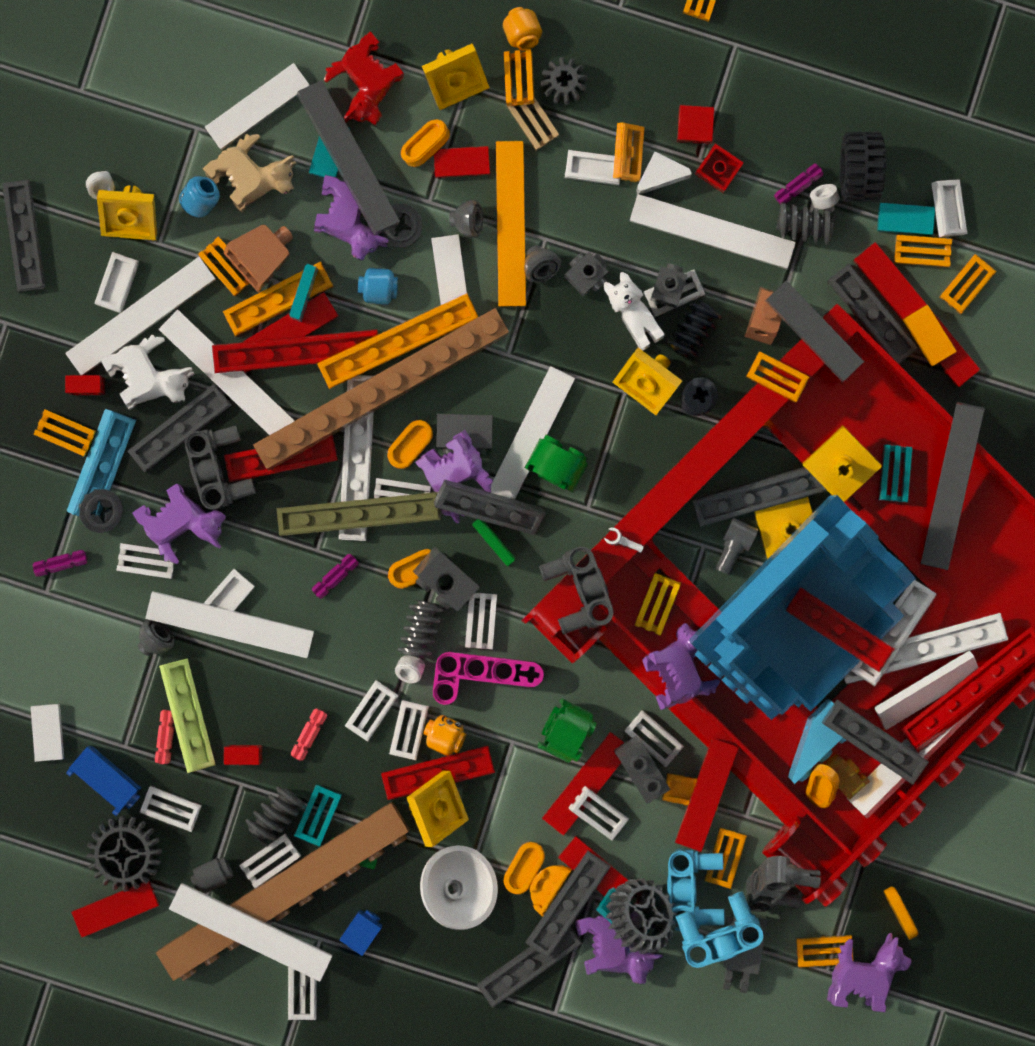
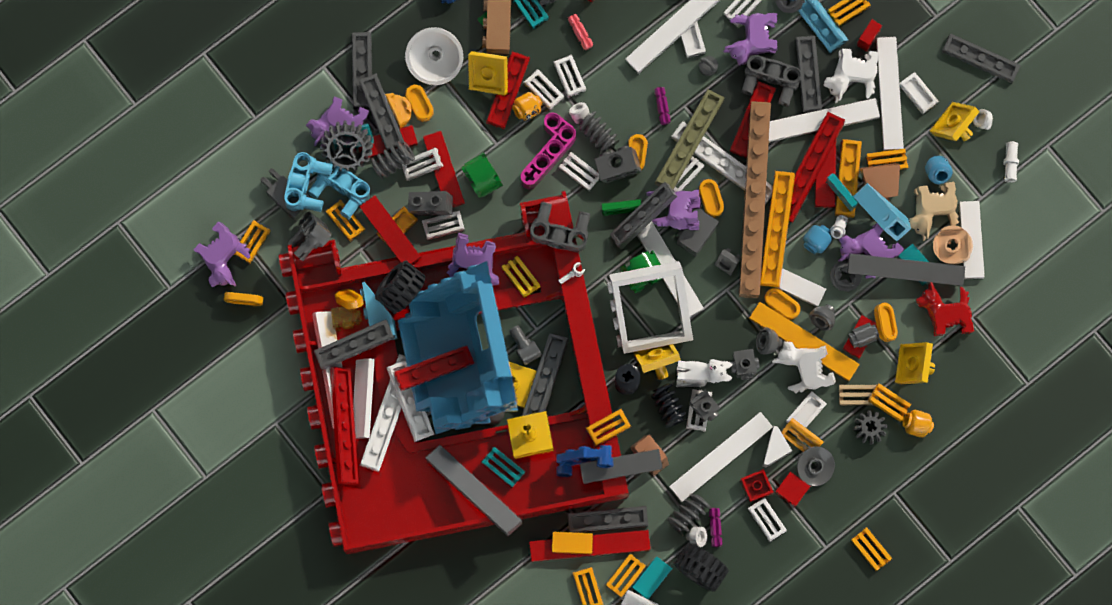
camera: 120 degrees right, 10 degrees down
(130, 119) = (1011, 162): none -> white pin
(249, 554) = (708, 65): none -> dark grey tile
(295, 125) = (945, 238): none -> light nougat plate
(297, 226) = (883, 212): none -> medium azure slope
(353, 268) = (838, 229): none -> white pin
(461, 156) = (863, 335): none -> dark grey brick
(475, 374) = (727, 262): none -> dark grey tile
(482, 278) = (782, 303): none -> light orange tile
(538, 197) = (809, 366): none -> white animal
(569, 452) = (646, 274): none -> white window
(619, 850) = (392, 160): none -> dark grey piece
(652, 105) = (821, 472): none -> dark grey dish
(740, 153) = (765, 517): none -> white tile
(773, 733) = (400, 287): none -> black tyre
(841, 402) = (583, 455): none -> blue plate

